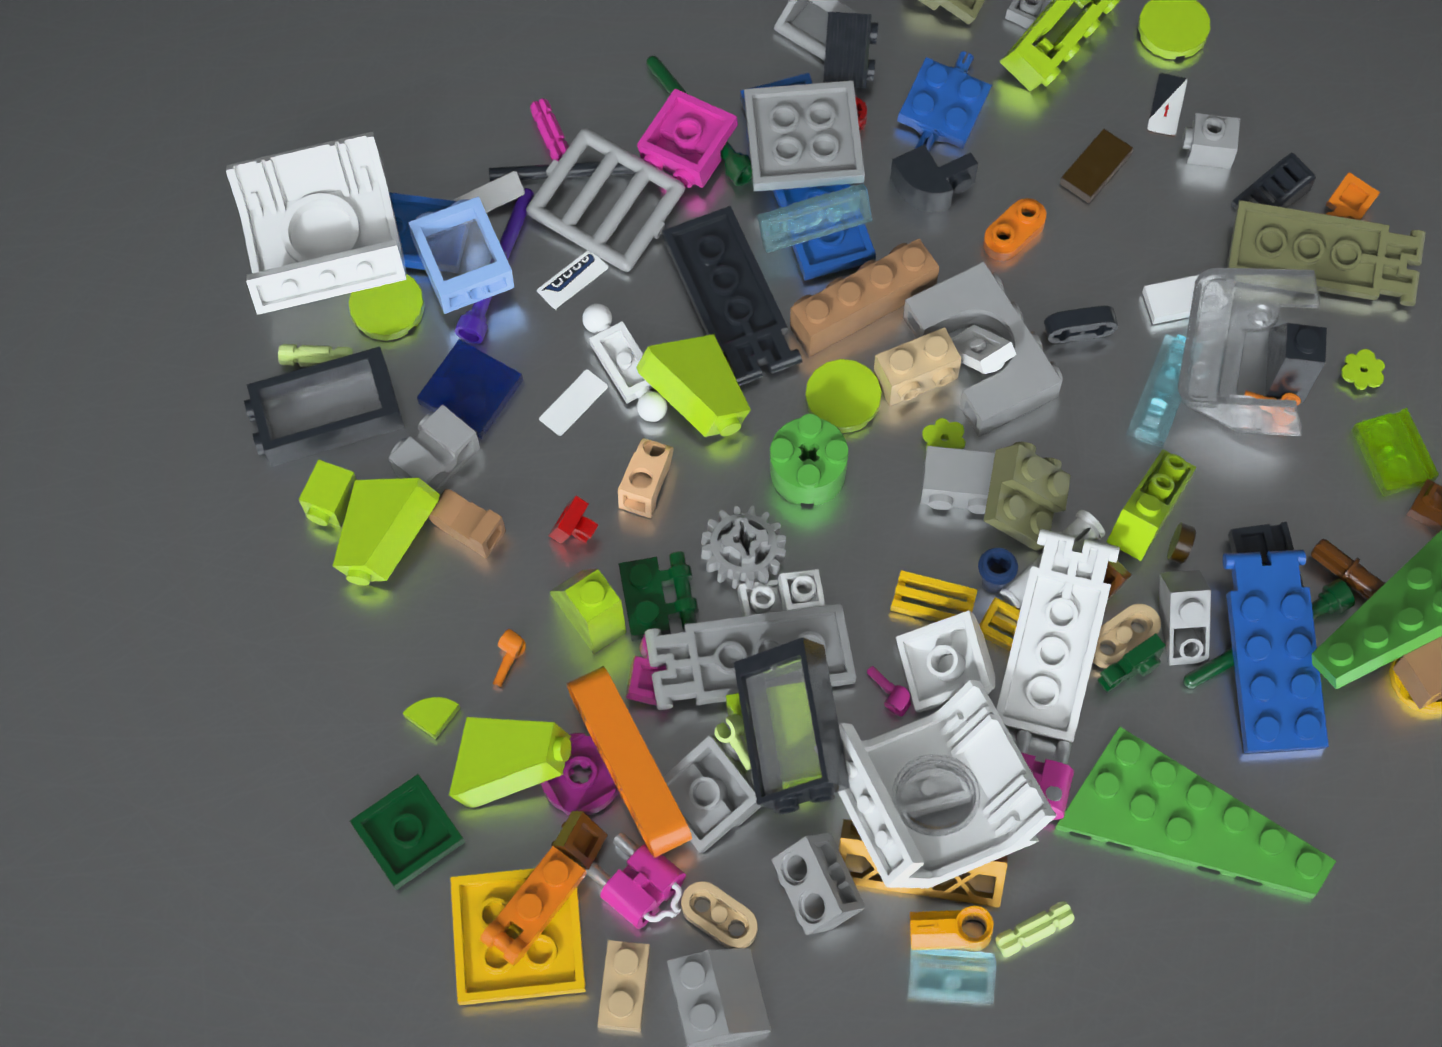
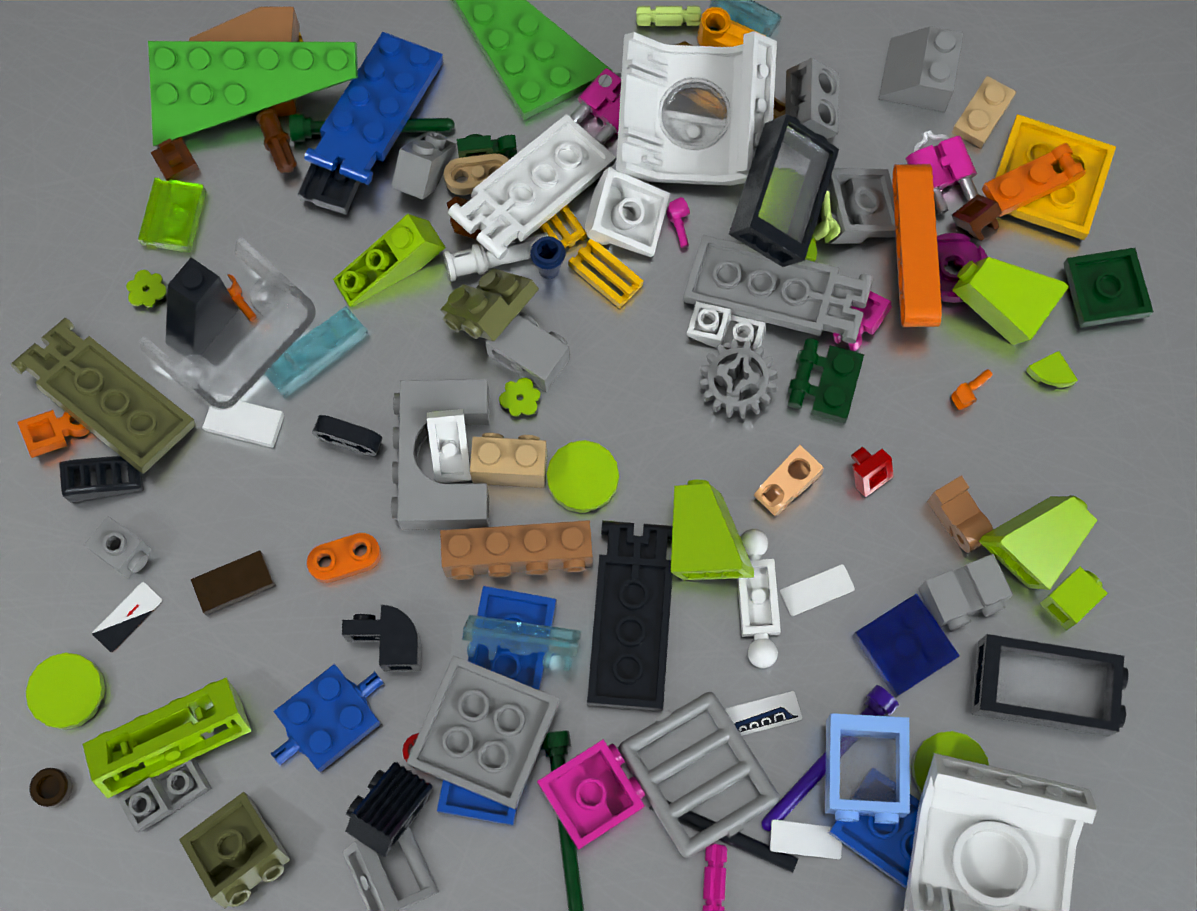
camera: 155 degrees left, 5 degrees up
(310, 354) = (1037, 747): yellowish green axle -> none
(591, 608) = (893, 382): lime slope -> none
(720, 916) = (896, 123): tan plate -> none
(824, 455) = (651, 403): bright green brick -> none
(1181, 543) = (387, 217): dark brown tile -> none

